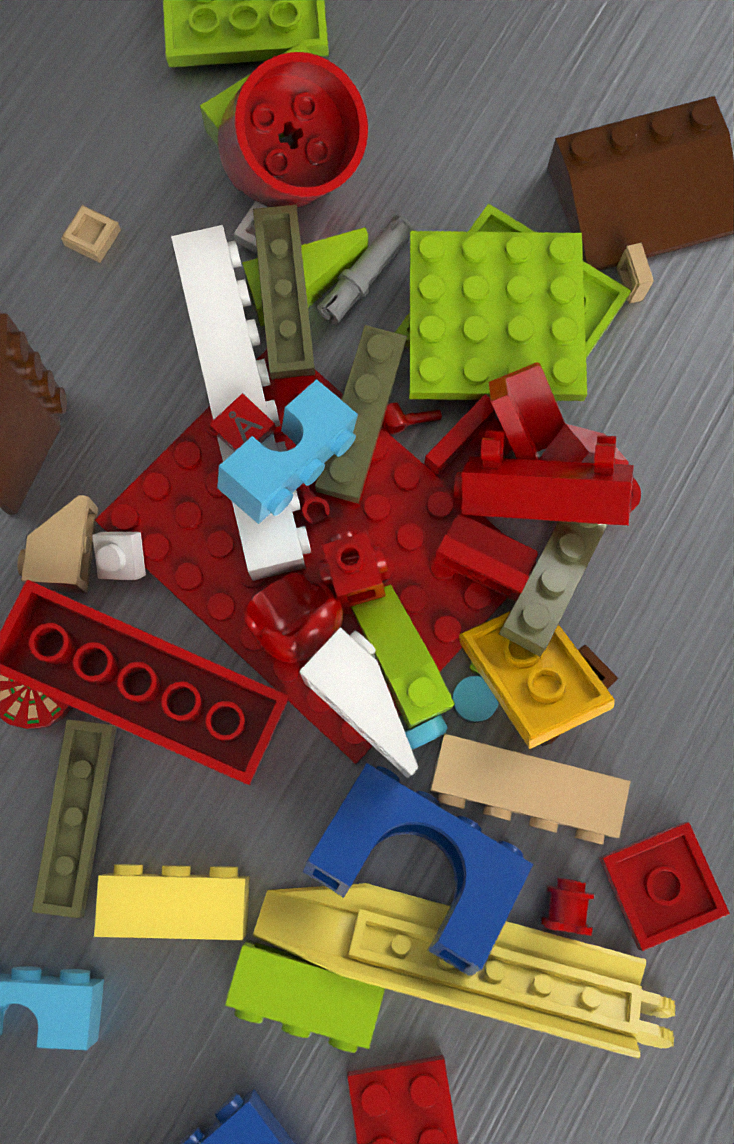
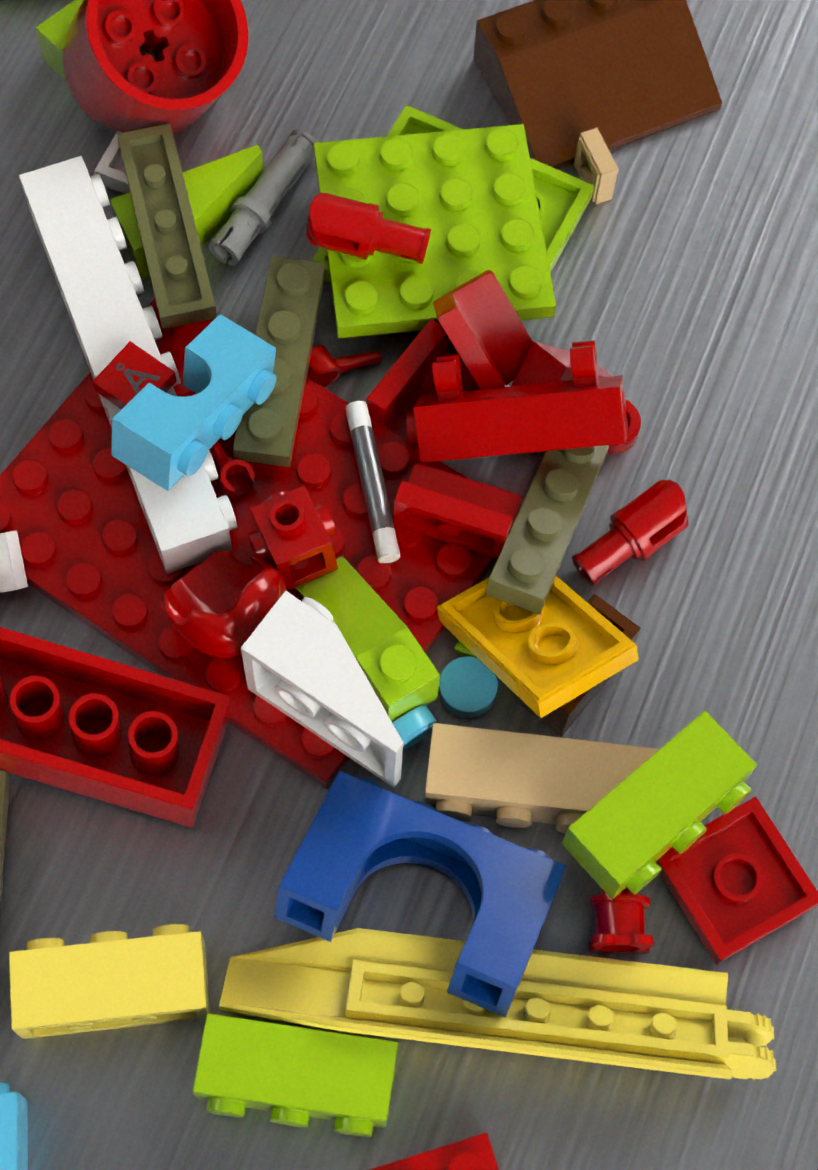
camera: 10 degrees left, 10 degrees down
(421, 525) = (372, 482): none -> flat silver bar
(439, 315) = (361, 229): none -> red arm
(615, 833) = (660, 807): none -> lime brick
(624, 589) = (635, 531): none -> red arm

